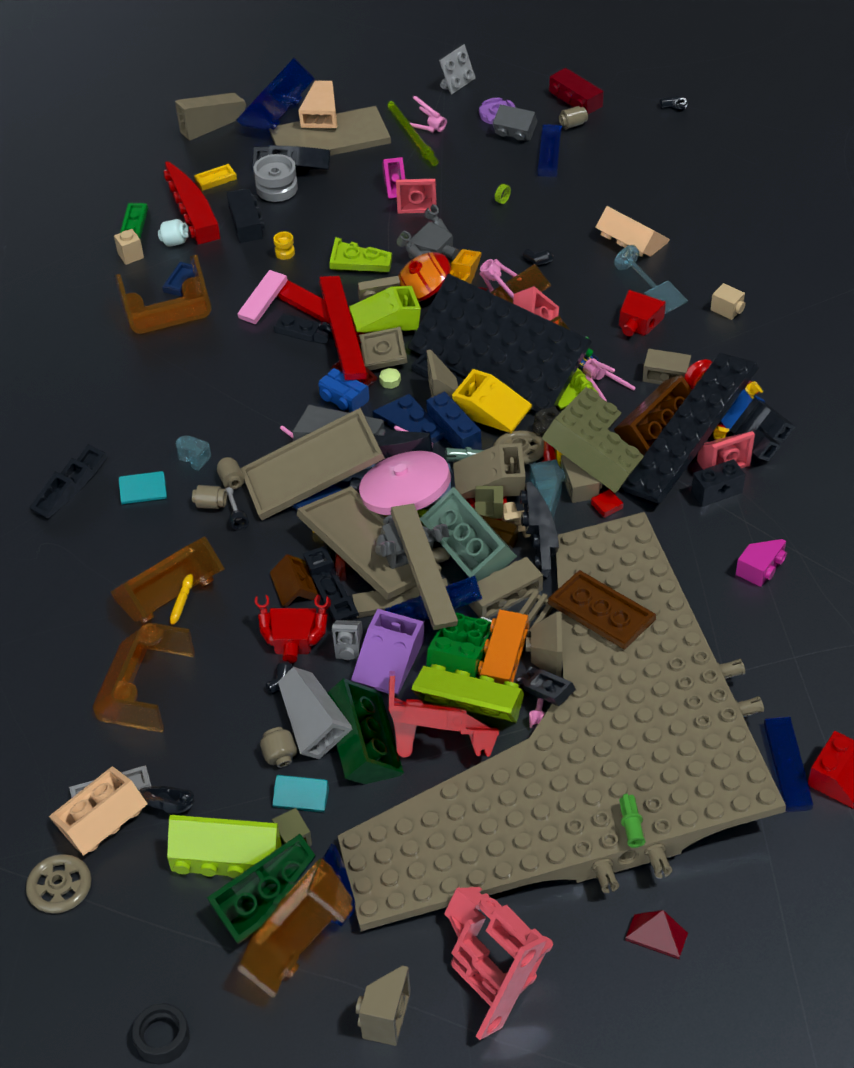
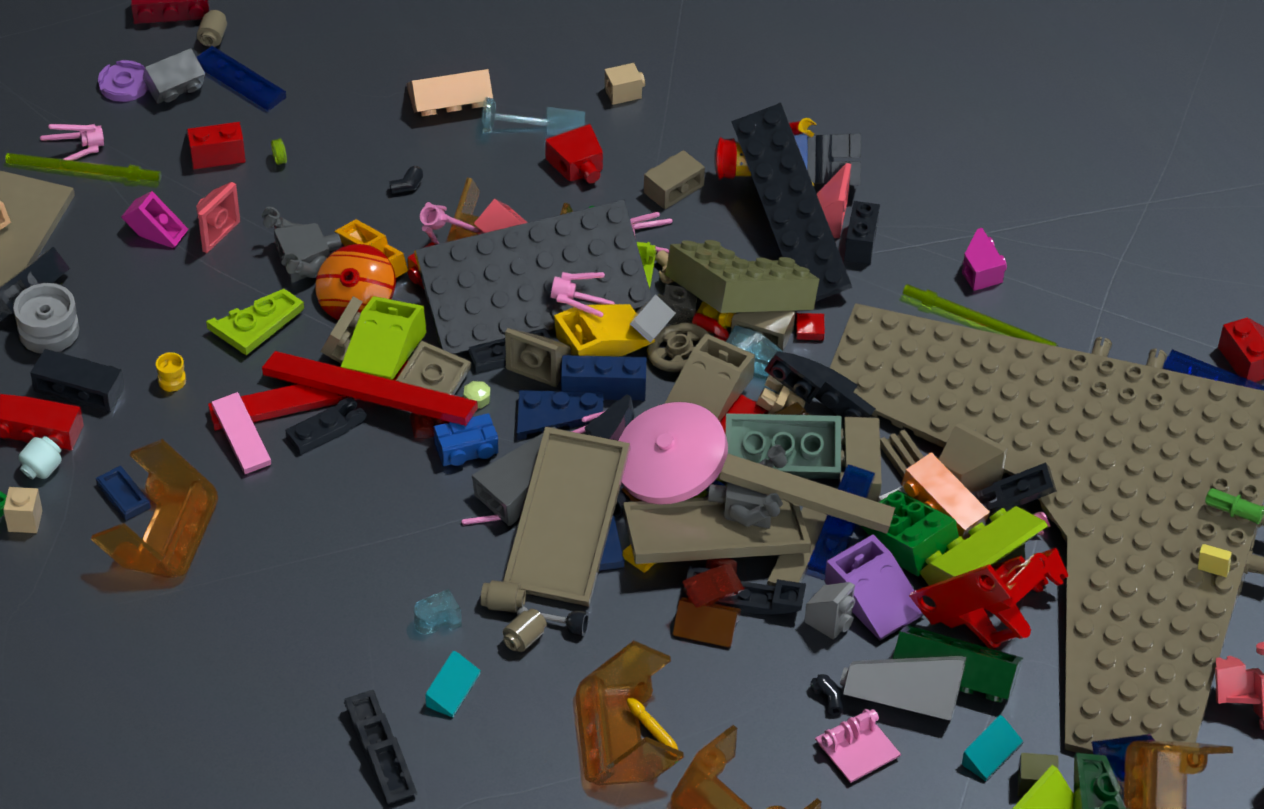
camera: 60 degrees left, 0 degrees up
(245, 716) = (858, 745): none -> bright pink hinge
(278, 747) = (924, 735): dark tan head -> none
(293, 629) = (780, 647): red torso -> none
(309, 562) = (713, 585): none -> clear red slope
(455, 455) = (656, 391): sand green pin -> none
(456, 70) = (28, 73): light grey hinge -> none
(481, 167) = (216, 145): none -> red slope
(489, 501) = (746, 400): olive panel -> none
(494, 359) = (564, 292): none -> bright pink plant
(515, 416) = (652, 318): none -> light grey slope
(563, 833) = (1214, 560): none -> light yellow tile
(602, 609) = (961, 398): reddish brown tile -> none
(653, 414) = (735, 217): reddish brown slope -> none
(697, 553) = (931, 299): none -> clear neon green bar

